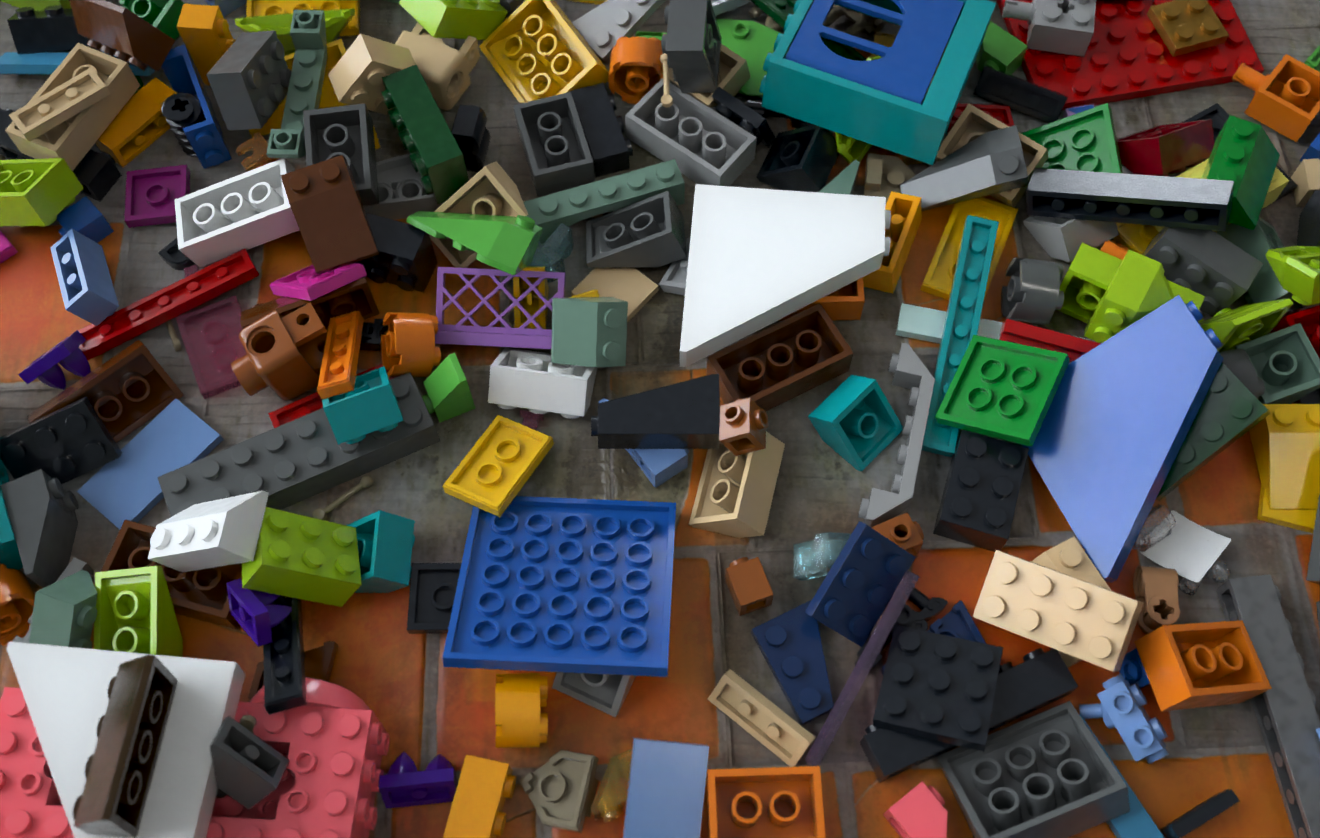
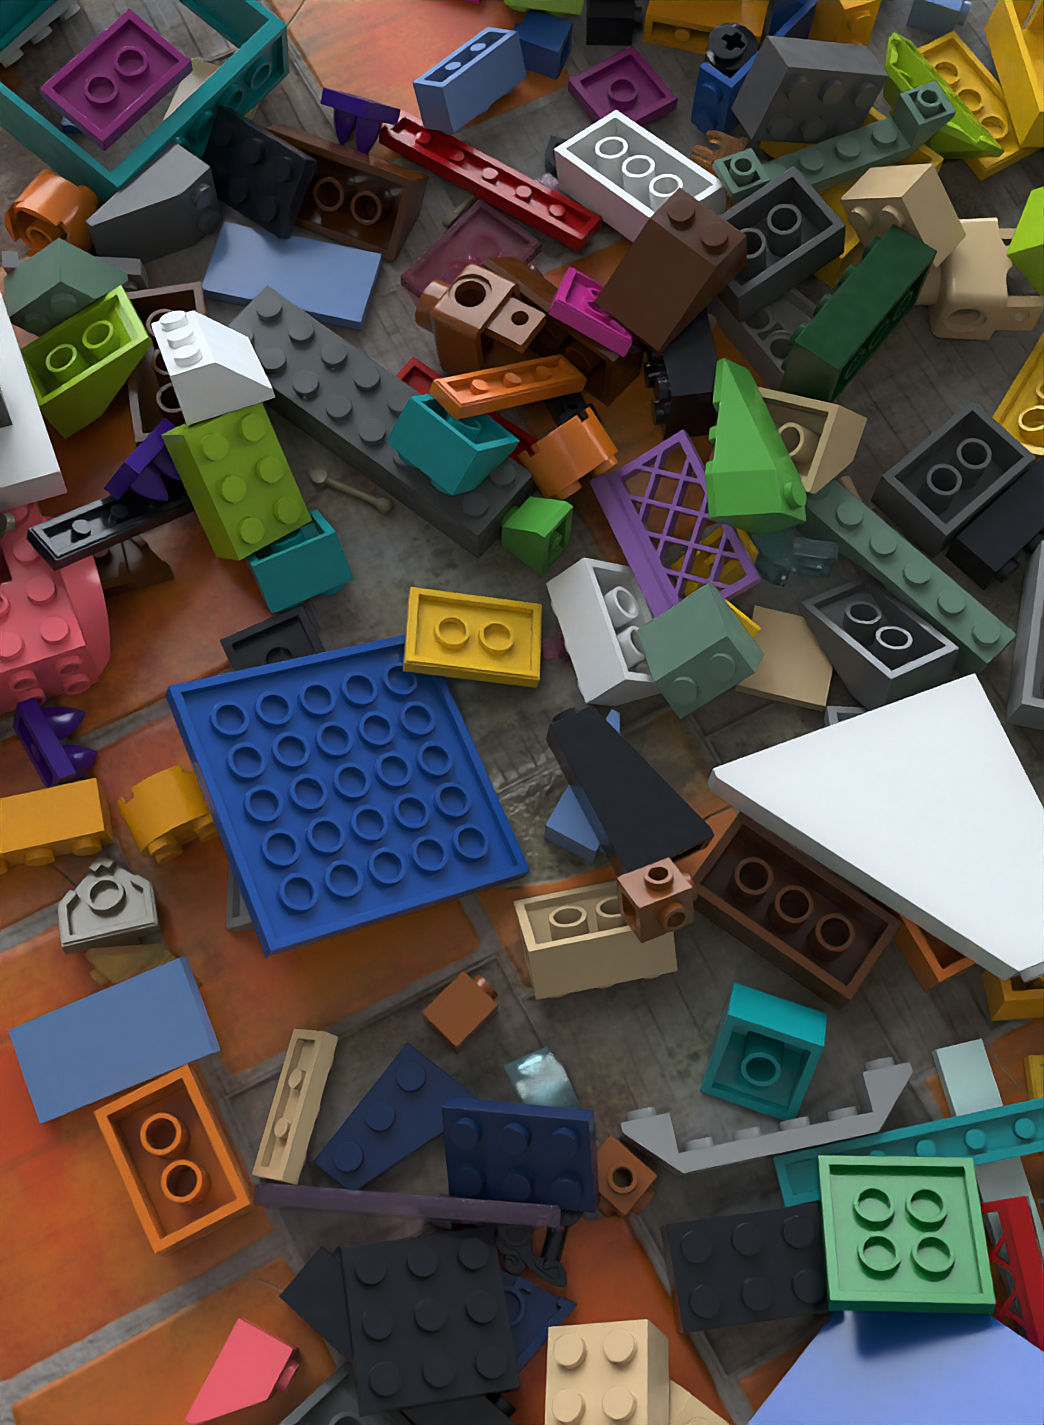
camera: 60 degrees right, 5 degrees up
(471, 135) = (897, 375): black brick -> none

